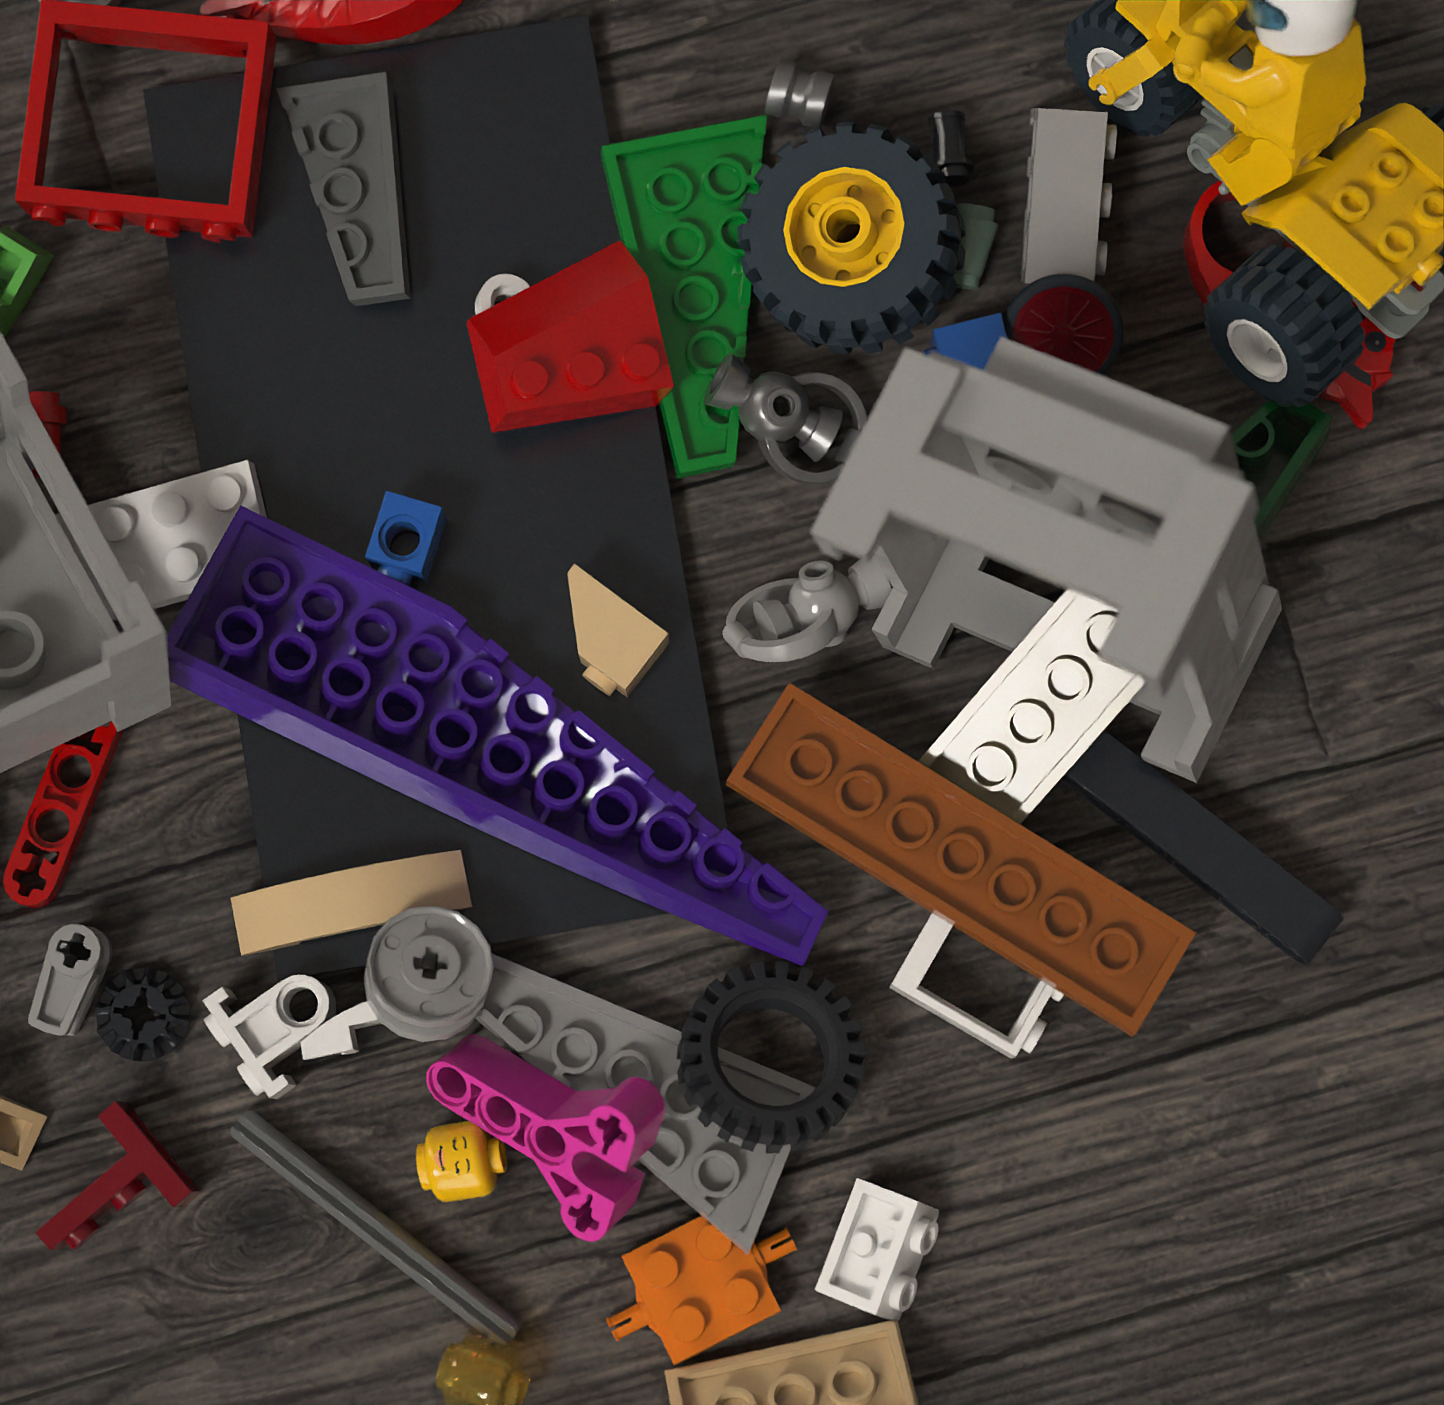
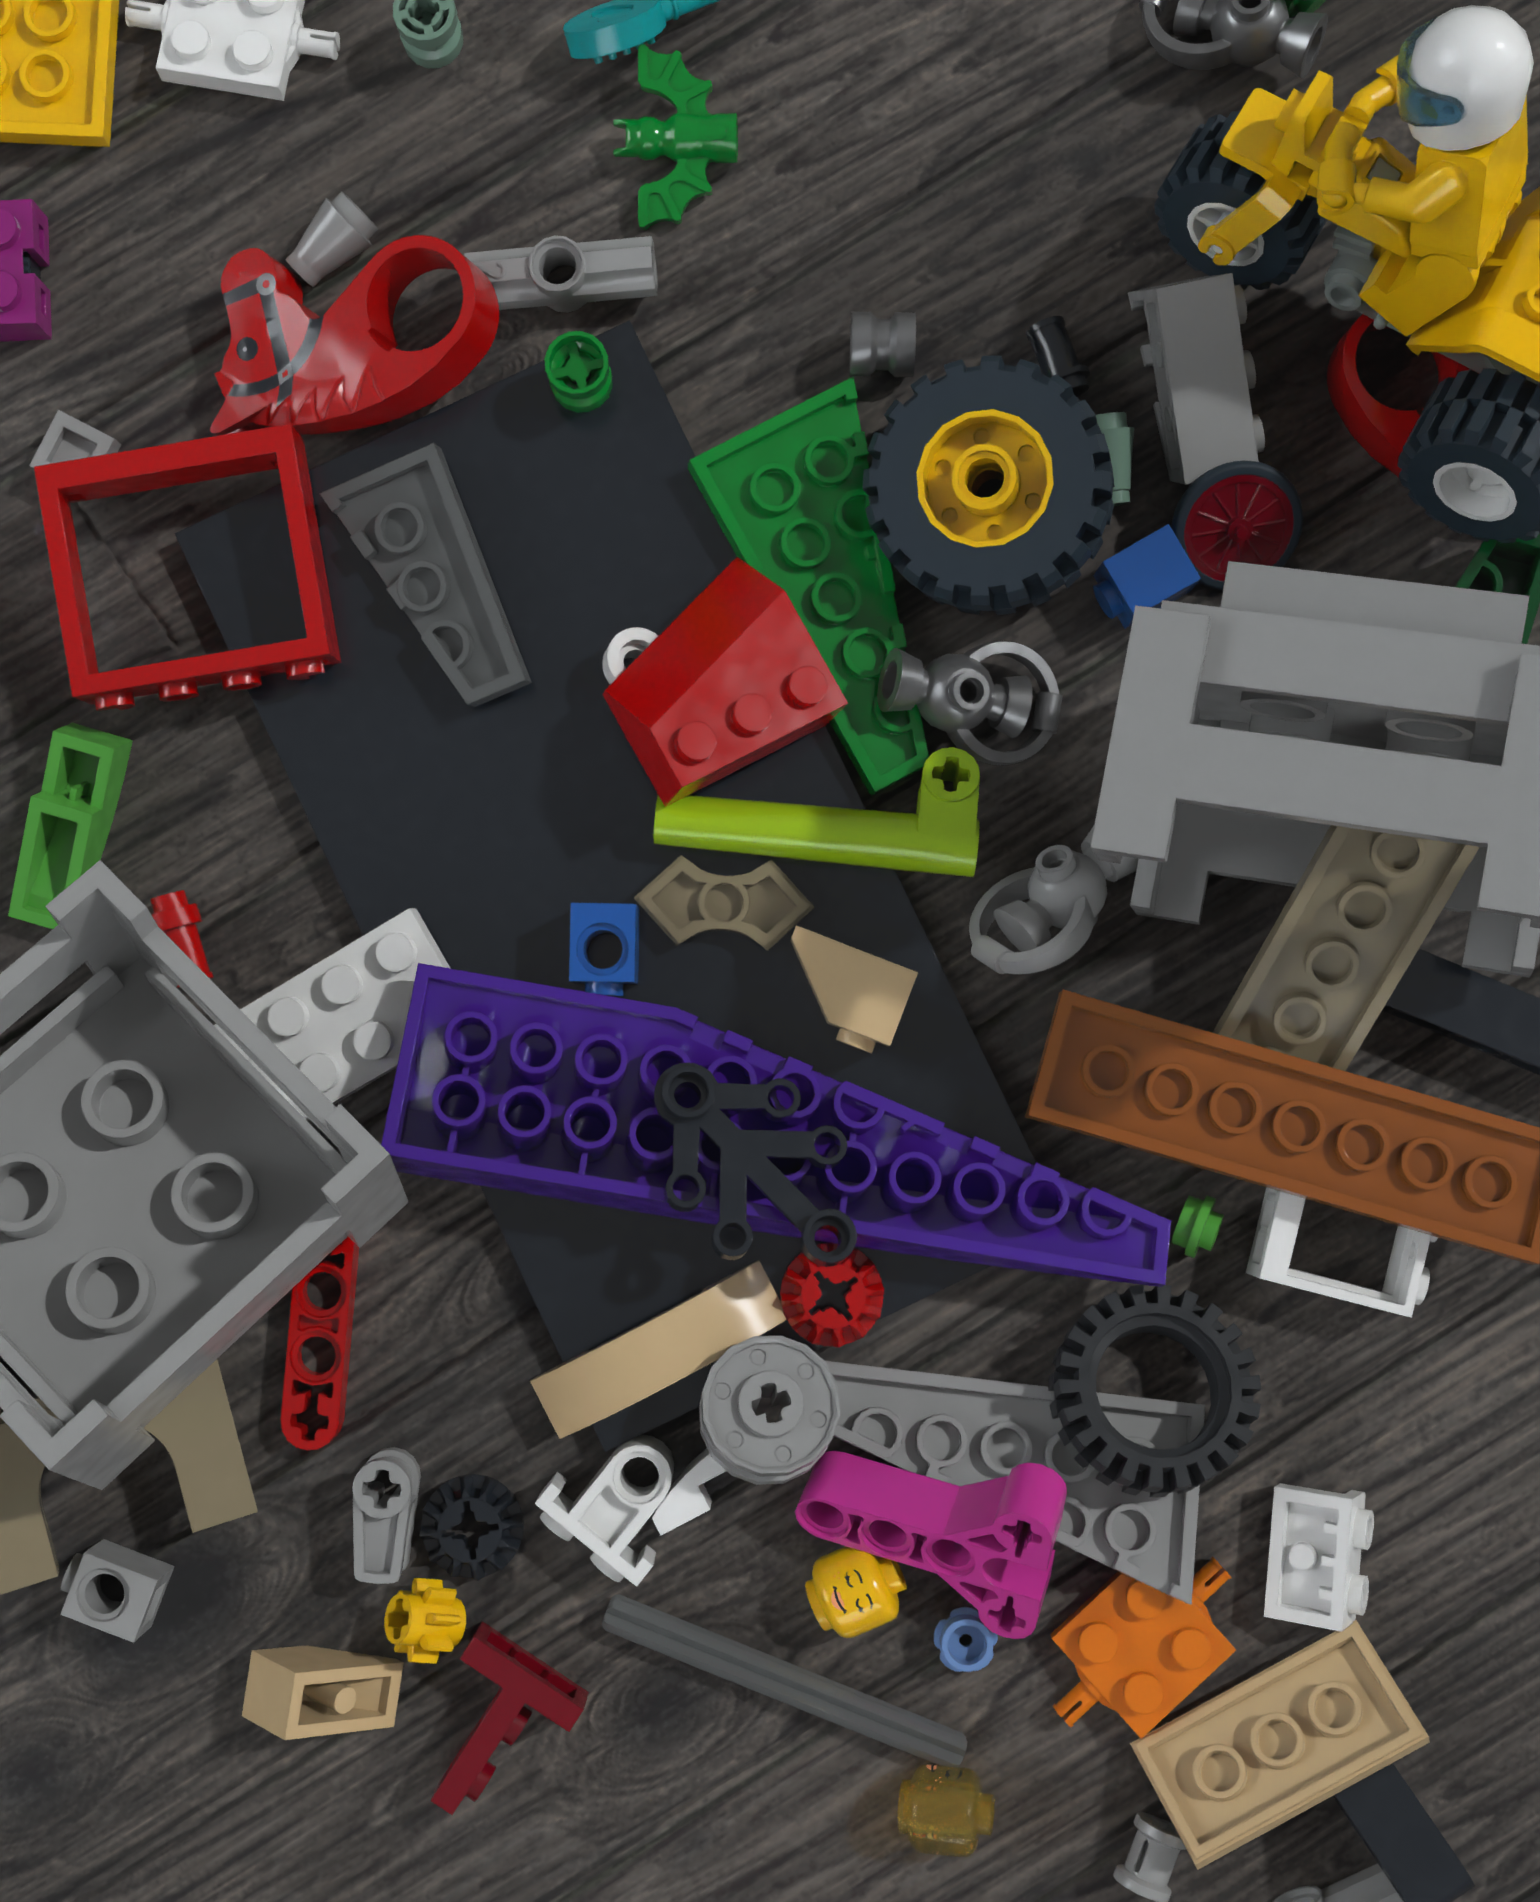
camera: 20 degrees left, 5 degrees up
(77, 1079) = (425, 1620): none -> yellow gear
(472, 744) = (746, 1156): none -> black plant
(497, 525) = (754, 904): none -> dark tan tile
(526, 33) = (575, 358): none -> green wheel
(533, 1248) = (959, 1656): none -> medium blue plate
(541, 907) = (827, 1326): none -> red gear
(716, 527) = (934, 840): none -> lime axle
(855, 929) = (1197, 1225): none -> bright green plate

